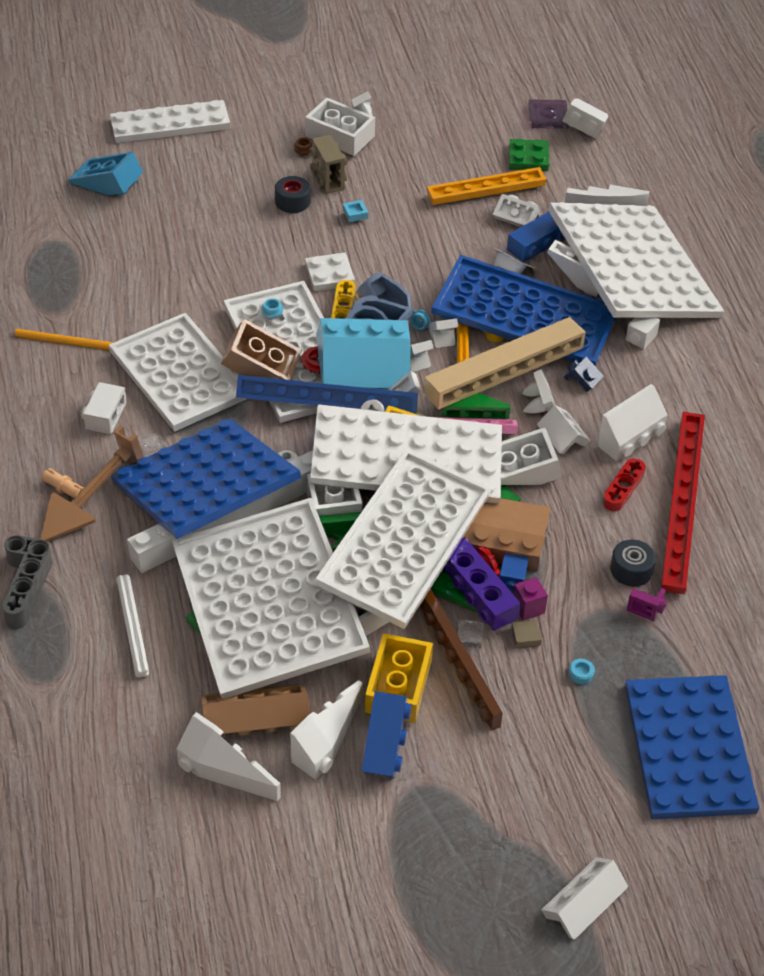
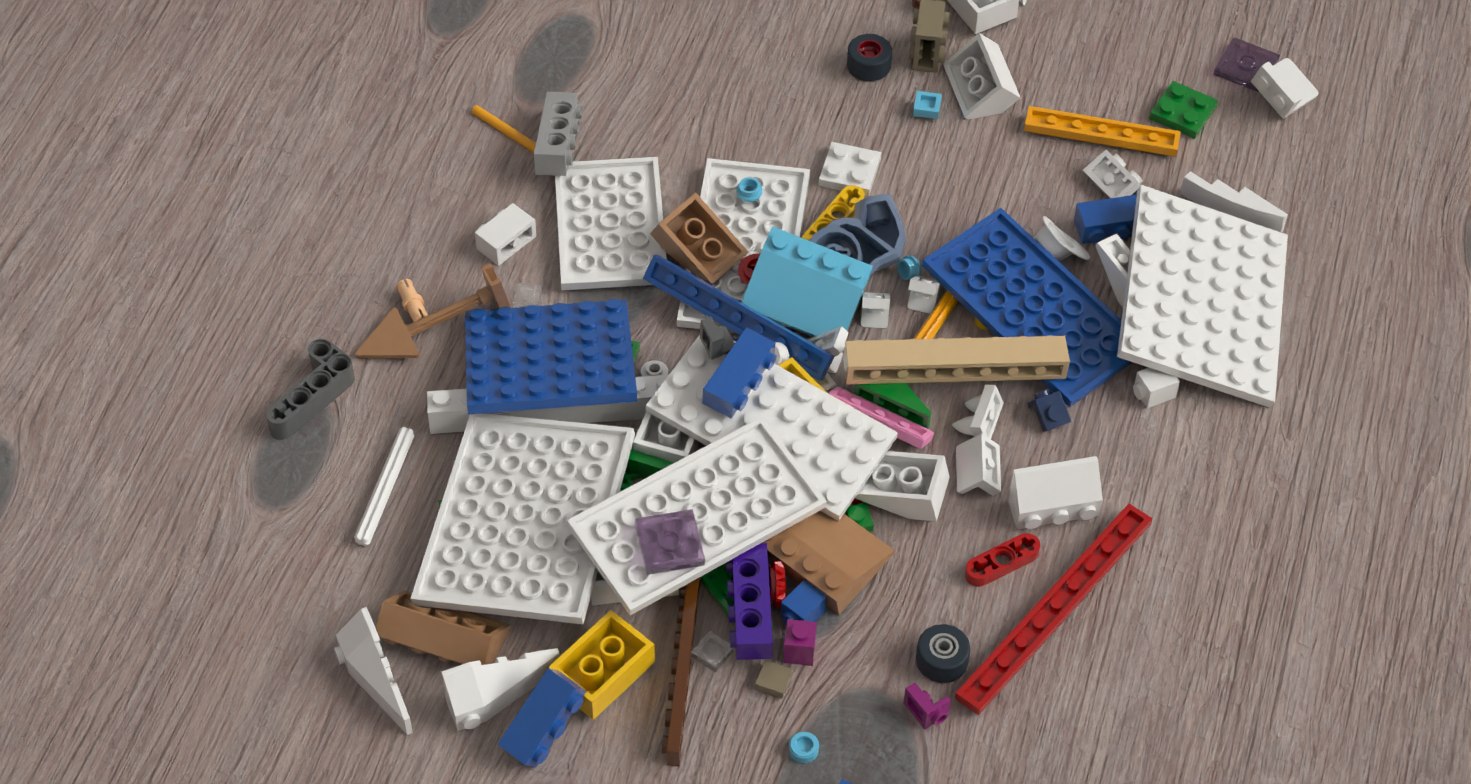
camera: 30 degrees right, 5 degrees up
(99, 323) = (557, 133): none -> light grey brick
(336, 407) = (715, 338): none -> dark grey bracket
(370, 425) = (739, 373): none -> blue brick
(381, 181) = (981, 79): none -> white slope
(402, 561) = (669, 542): none -> clear purple tile

